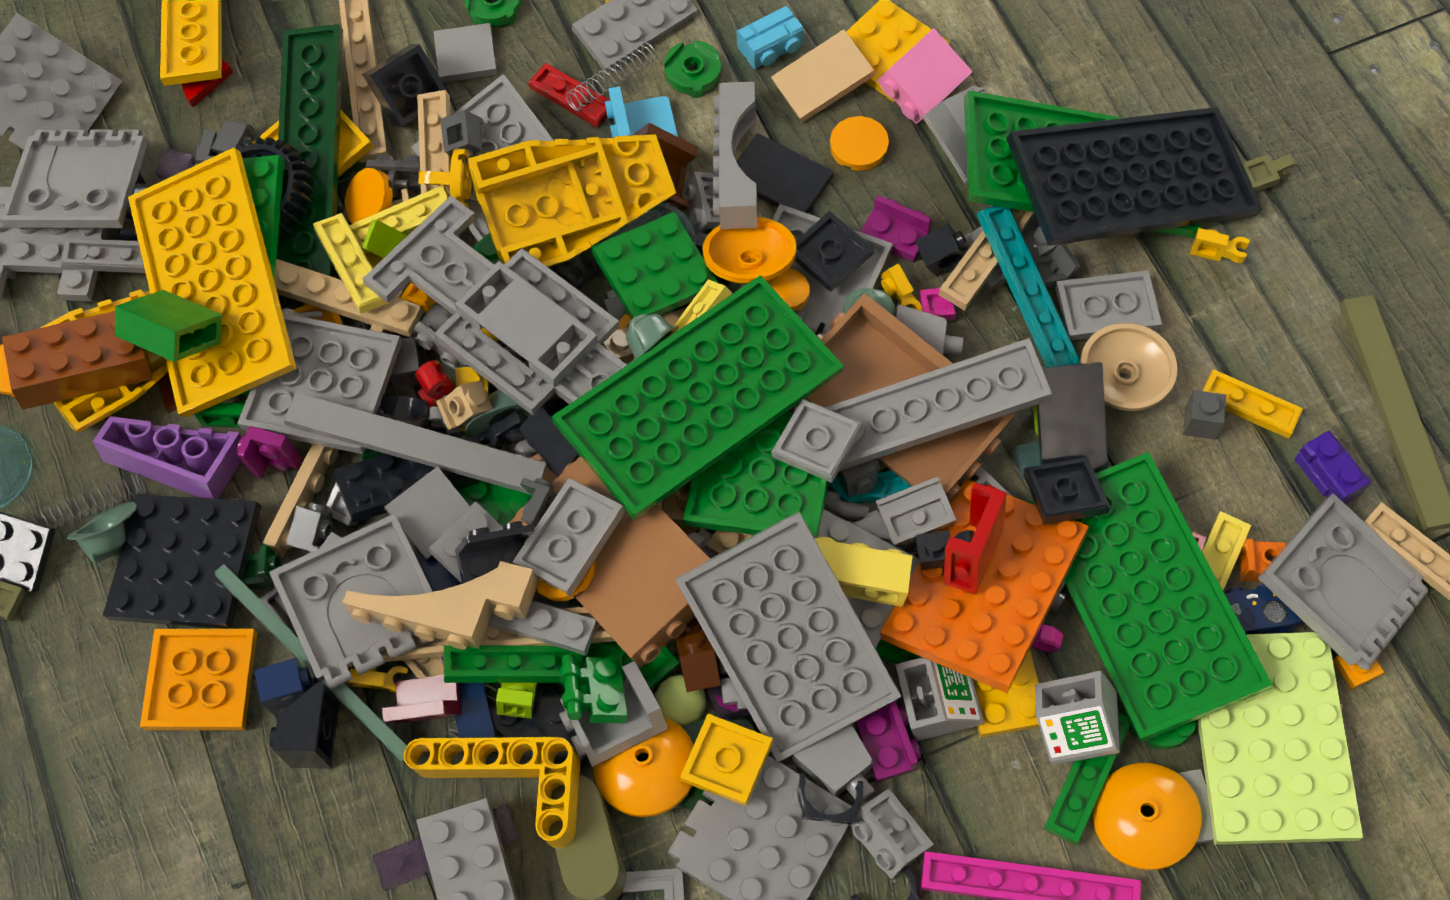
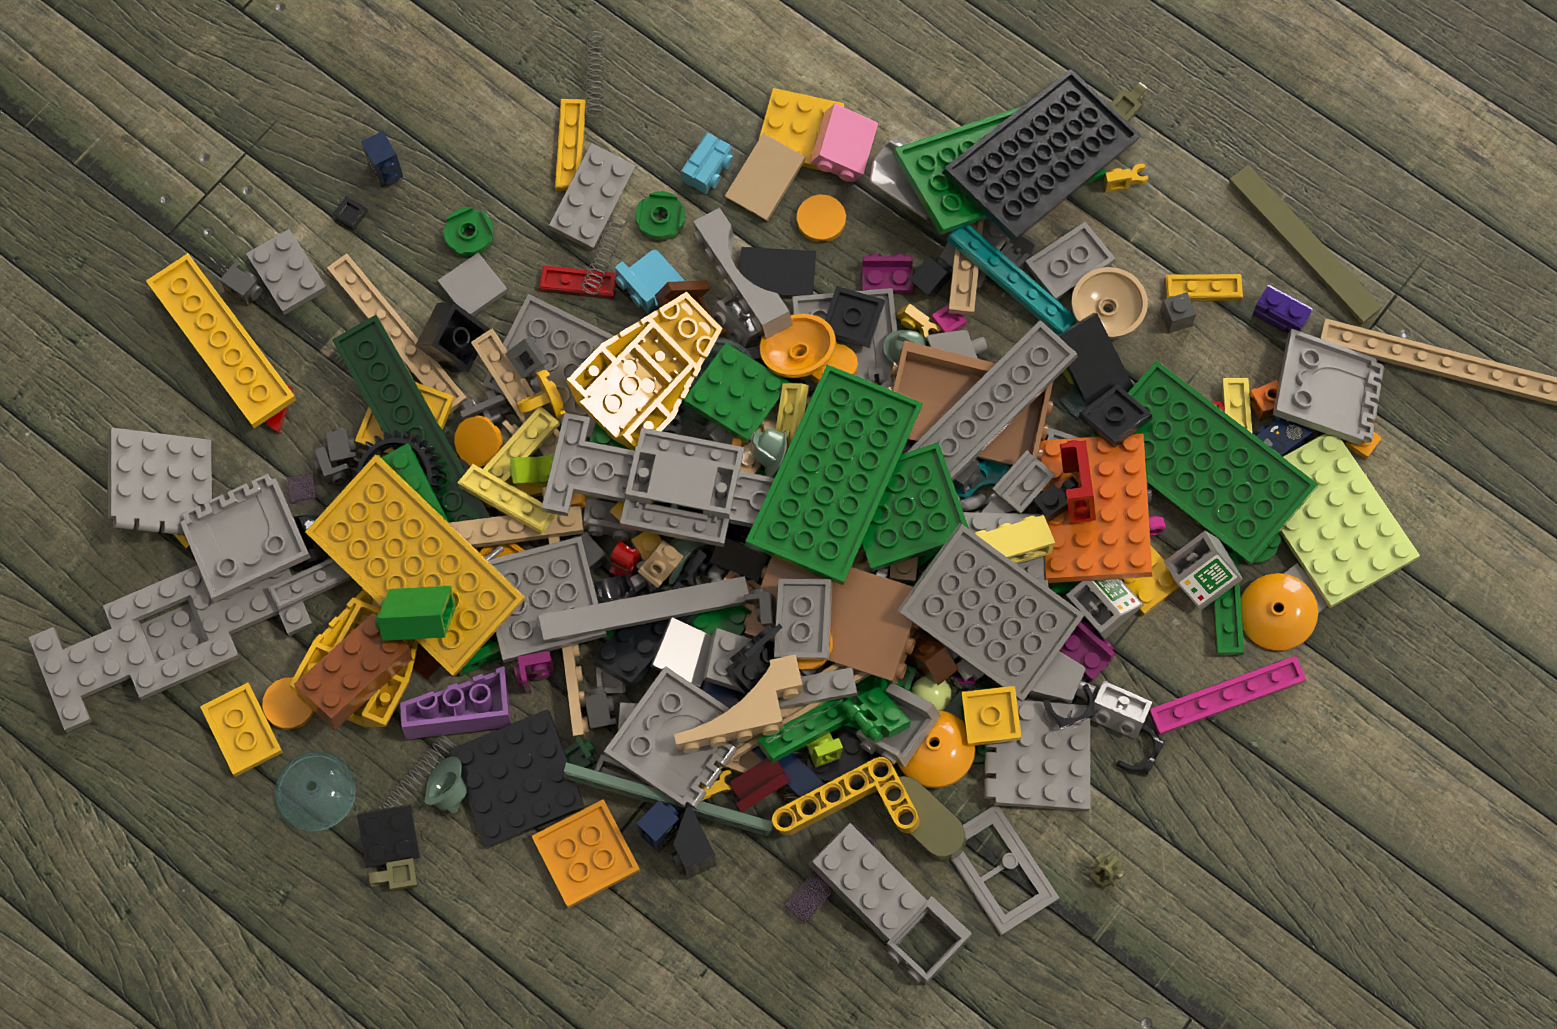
camera: 30 degrees left, 5 degrees up
(817, 440) = (933, 466): light grey tile -> none

